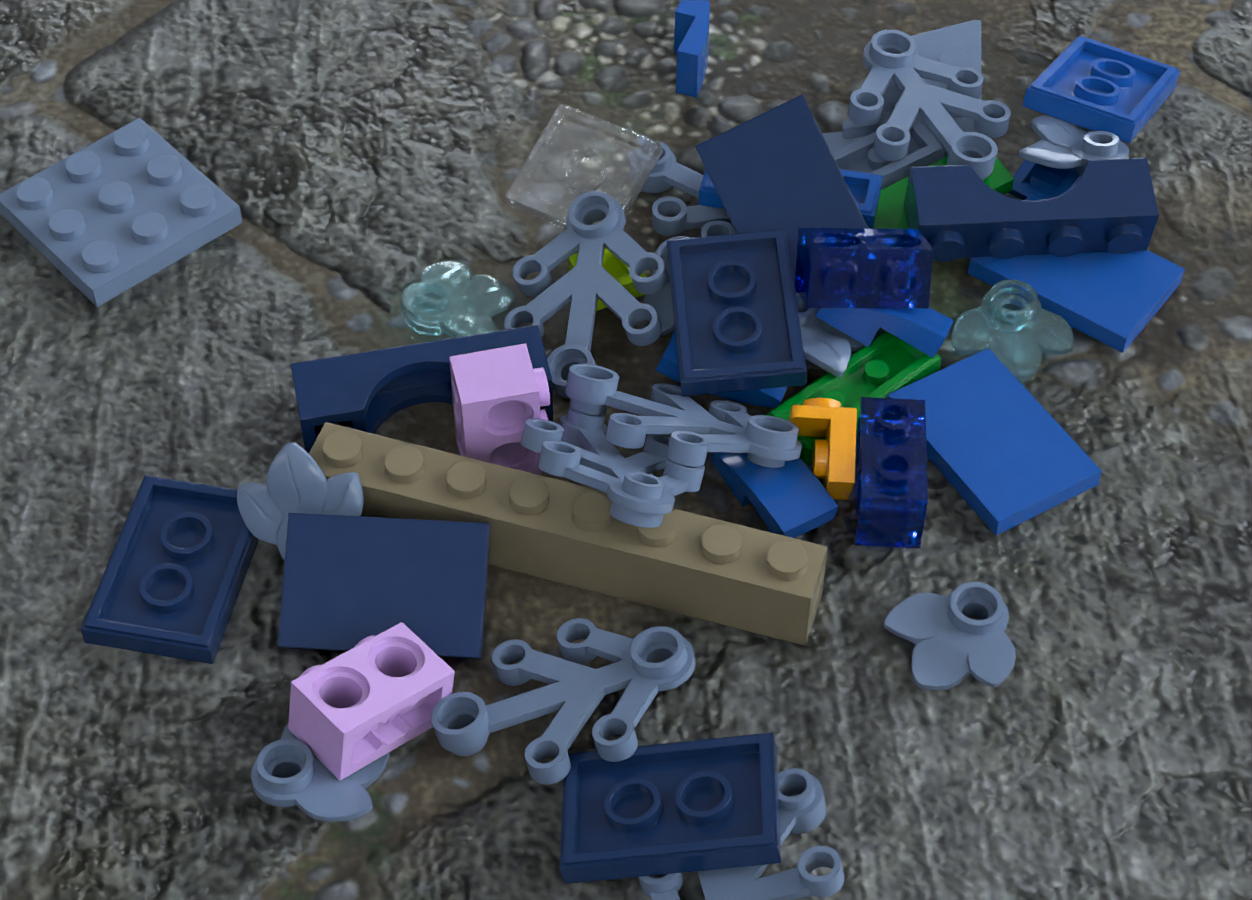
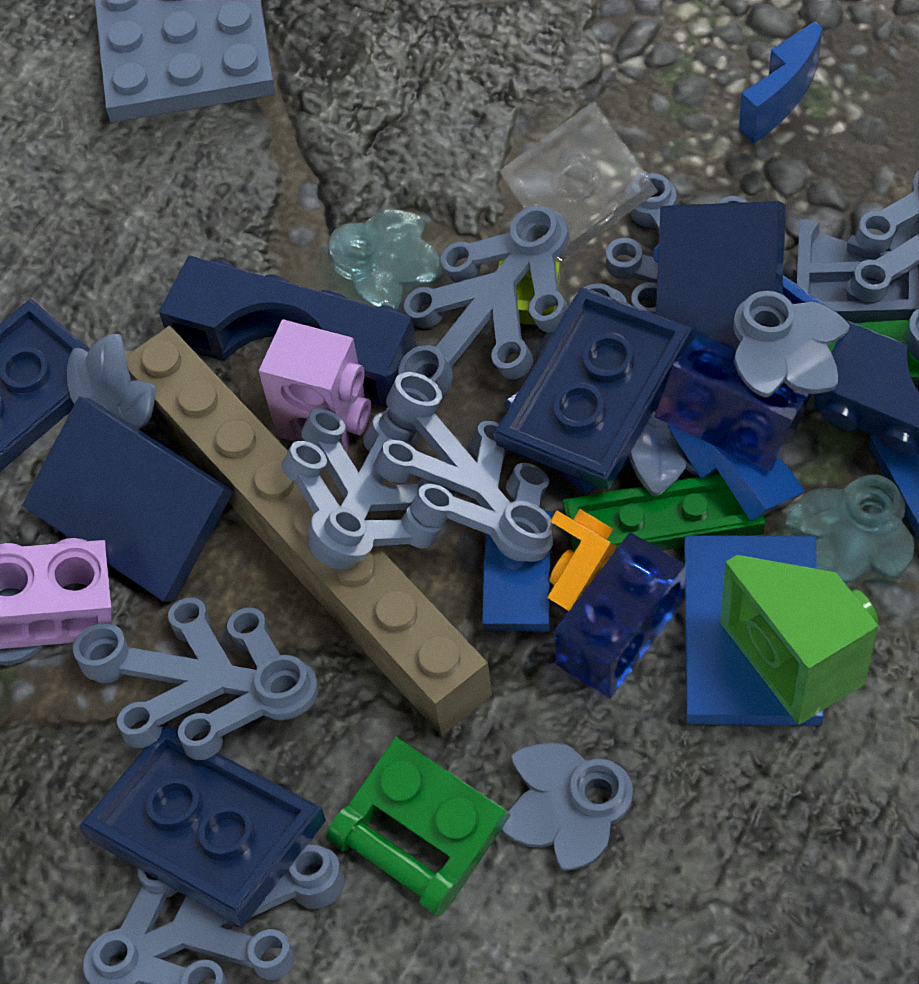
camera: 40 degrees right, 10 degrees up
(855, 694) = (431, 806): none -> green plate
(880, 200) = (791, 348): none -> sand blue plate
(1052, 401) = (799, 631): none -> bright green slope

